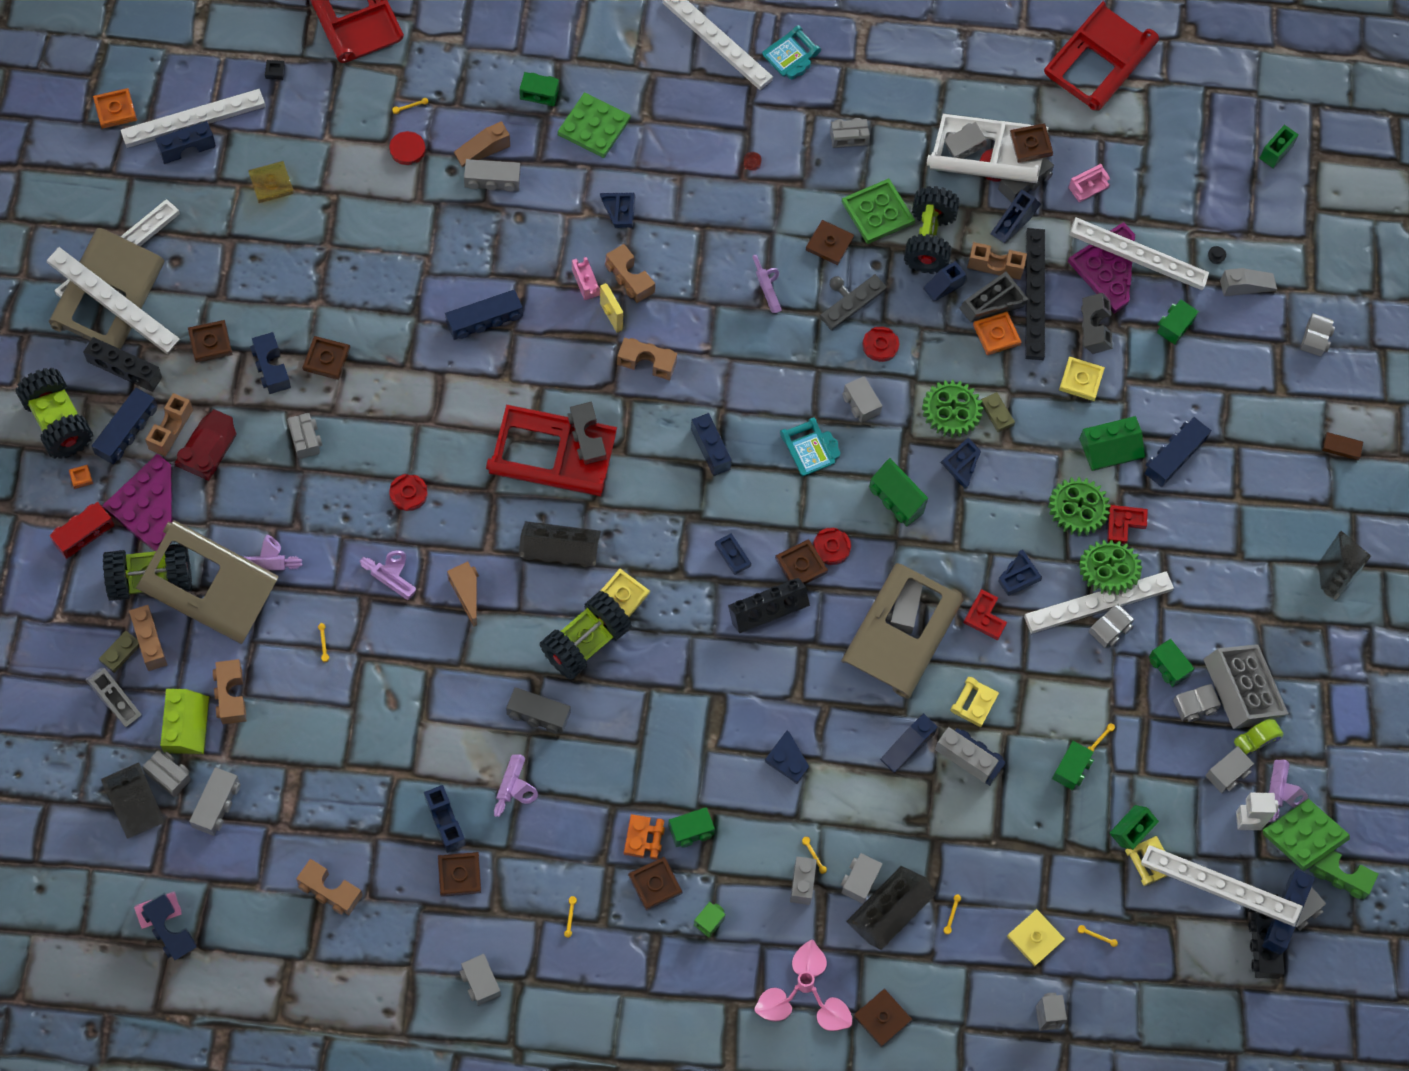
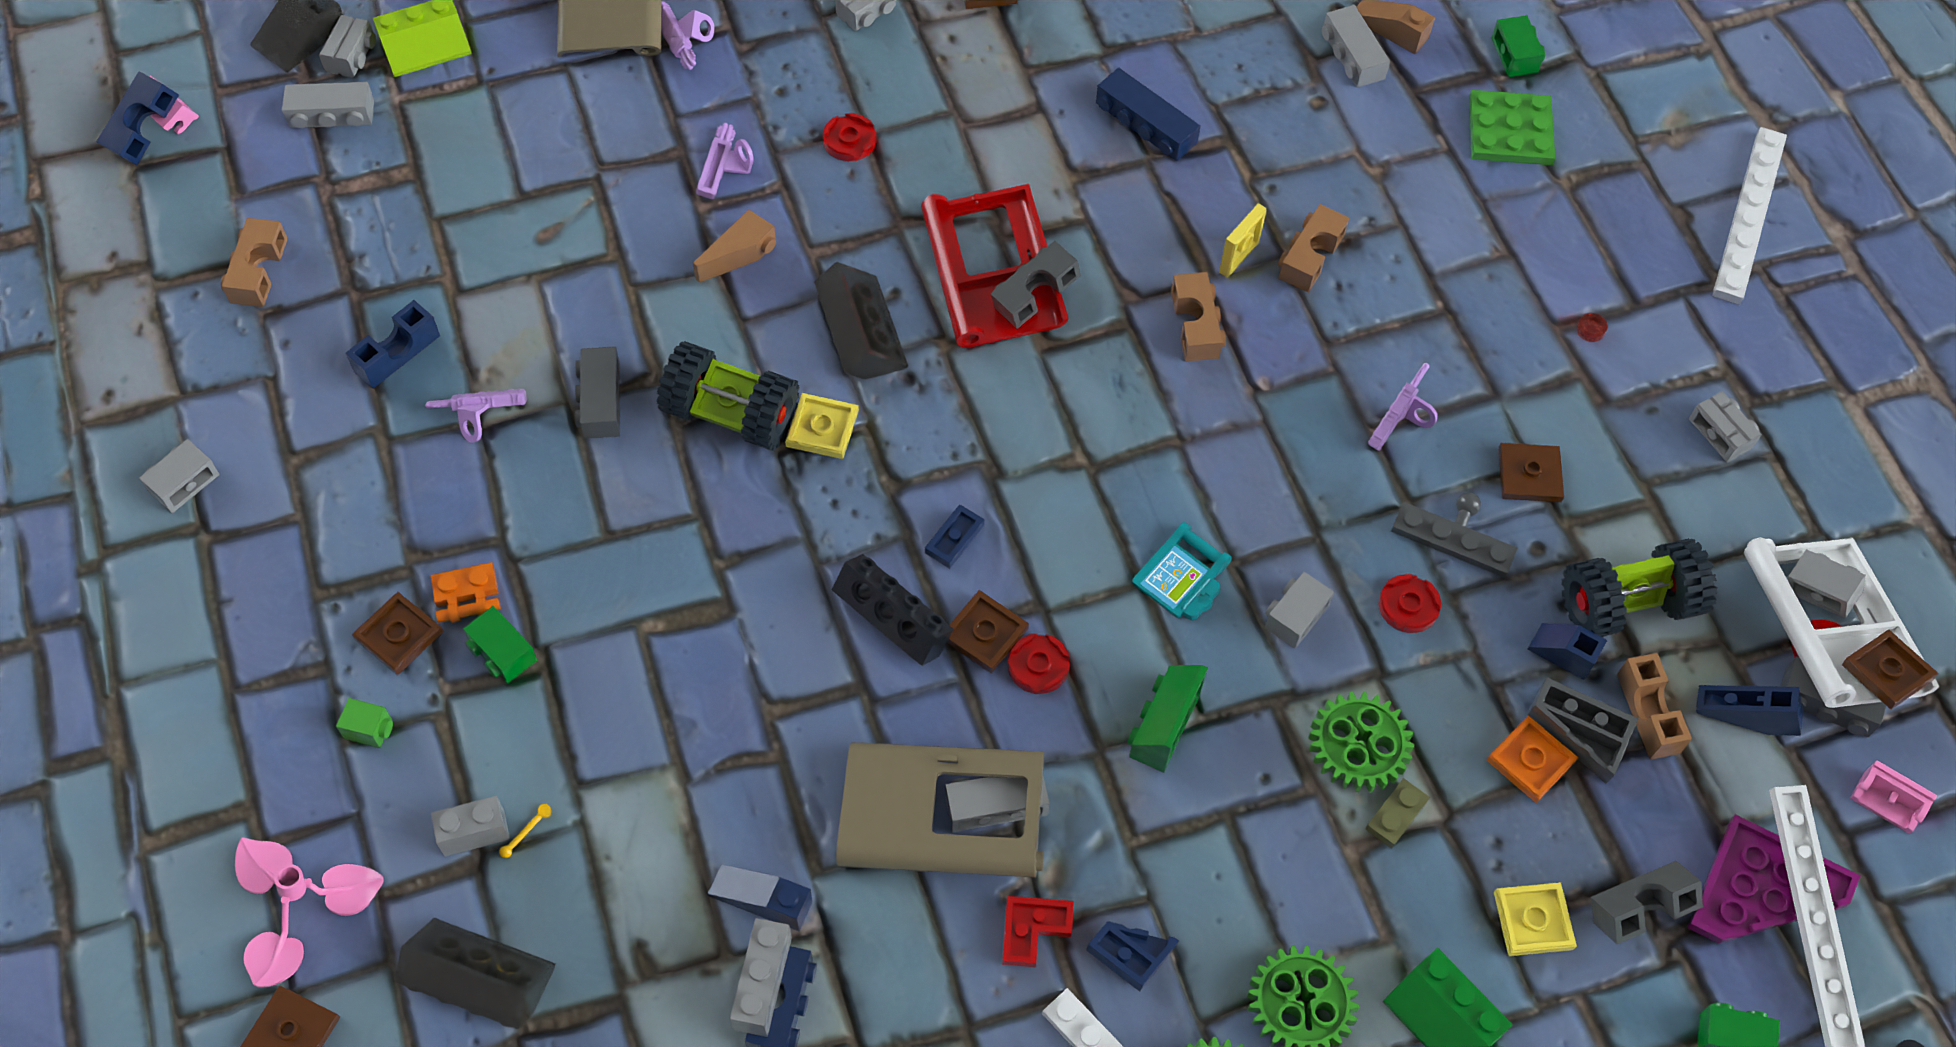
camera: 70 degrees right, 5 degrees down
(228, 675) = (497, 52): medium nougat arch -> none
(325, 658) = (576, 142): yellow hinge -> none
(459, 874) = (326, 395): reddish brown plate -> none
(572, 901) = (338, 544): yellow hinge -> none
(585, 279) = (1277, 198): bright pink hinge -> none
(620, 208) = (1405, 201): dark blue wing -> none
(711, 444) = (1108, 441): dark blue brick -> none
(788, 758) = (665, 733): dark blue wing -> none
(789, 56) = (1793, 307): teal piece -> none
(861, 877) = (506, 908): light grey brick -> none
(878, 211) = (1625, 512): bright green plate -> none
(962, 462) = (1280, 792): dark blue wing -> none
(980, 705) = (878, 980): light yellow plate -> none
(1036, 294) = (1639, 791): black plate -> none

